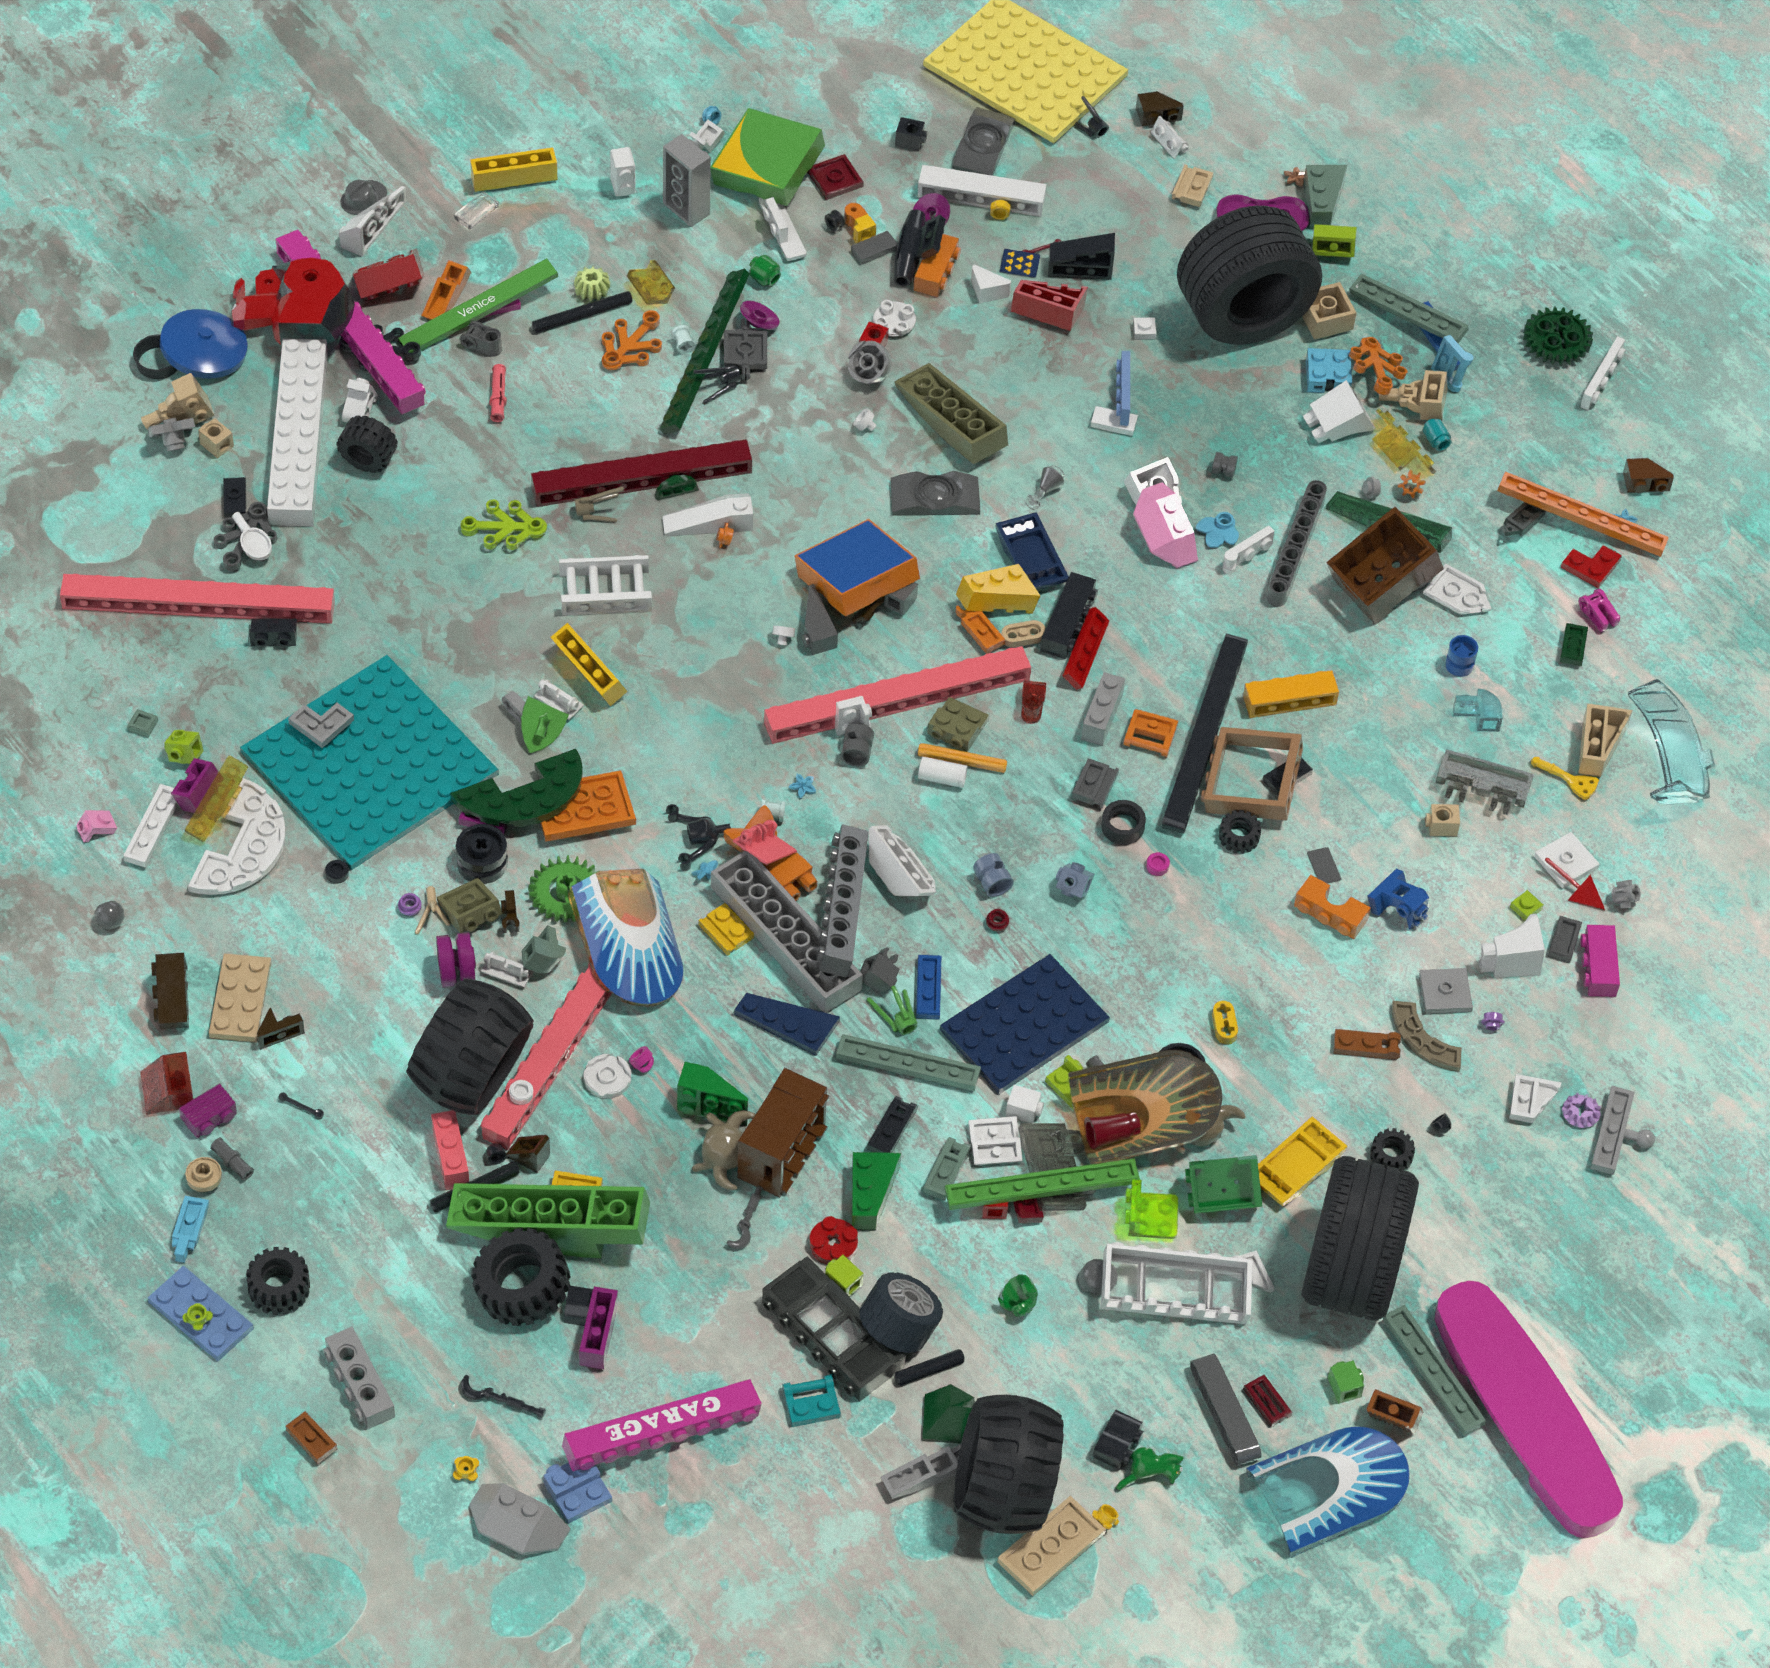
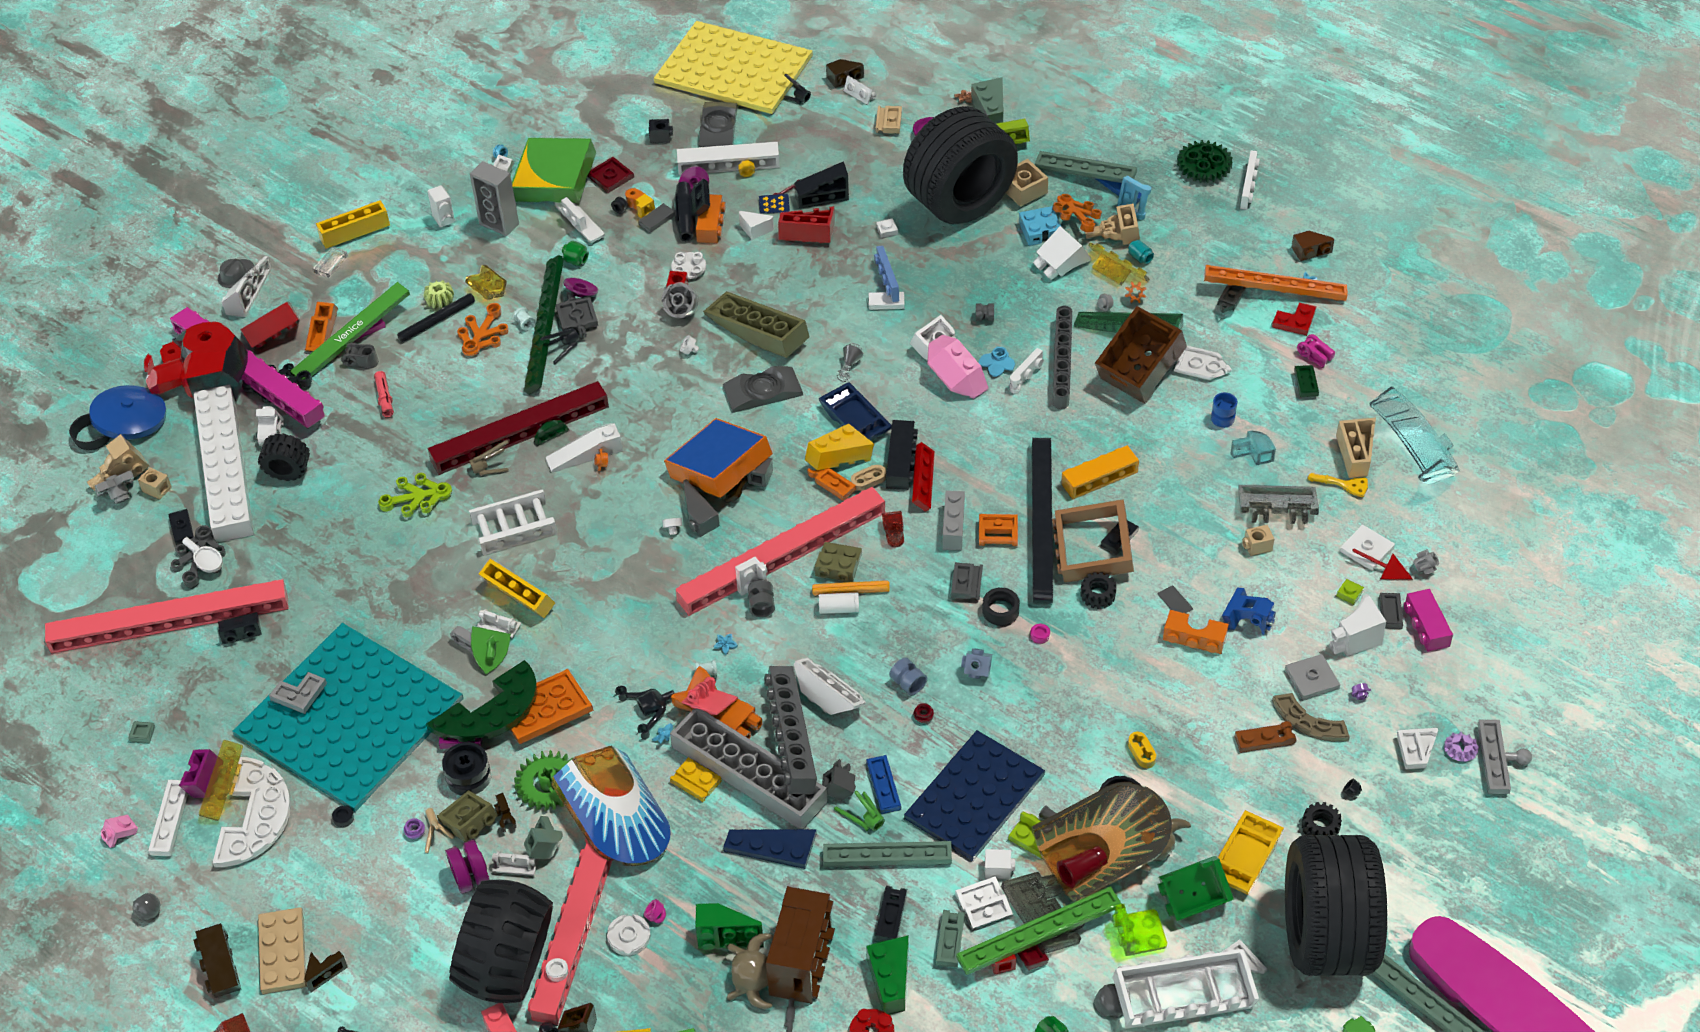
camera: 10 degrees left, 5 degrees down
(183, 746) = (181, 742): lime brick -> none

